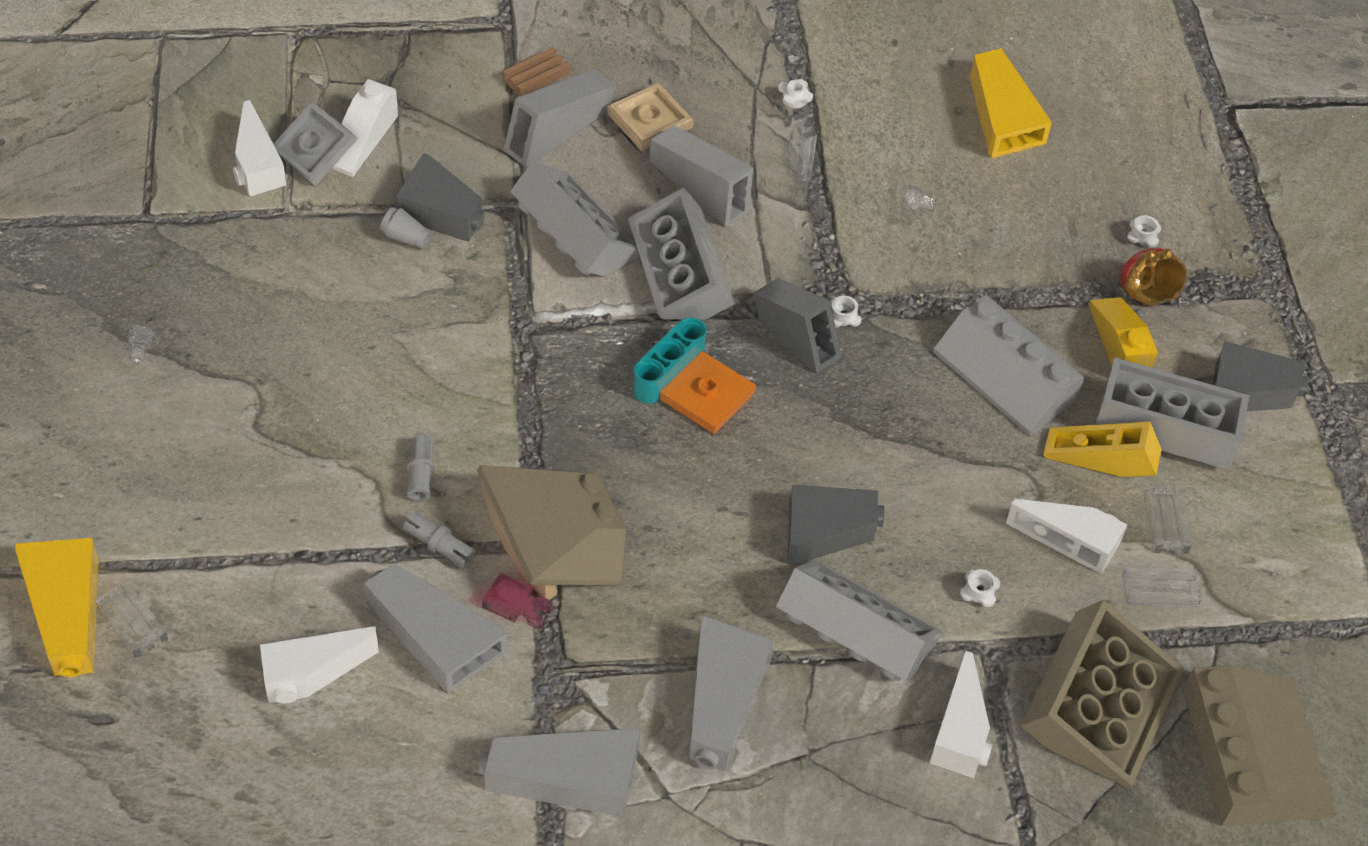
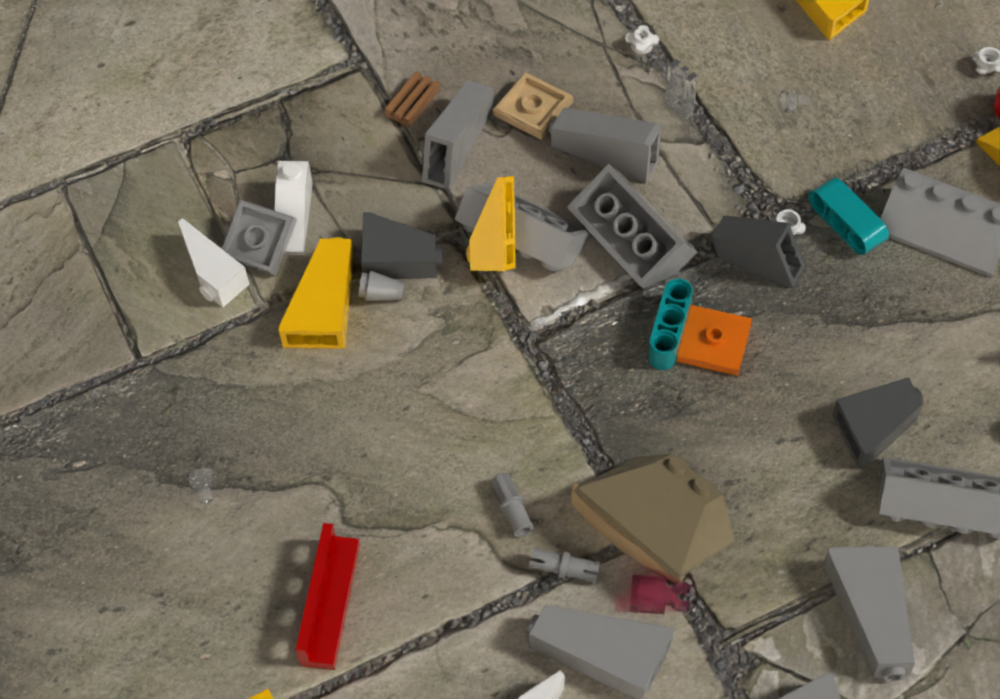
camera: 15 degrees left, 5 degrees up
(199, 480) = (327, 600): none -> red fence
(343, 219) = (321, 301): none -> yellow slope
(537, 212) = (494, 234): none -> yellow slope
(909, 324) = (848, 216): none -> teal beam

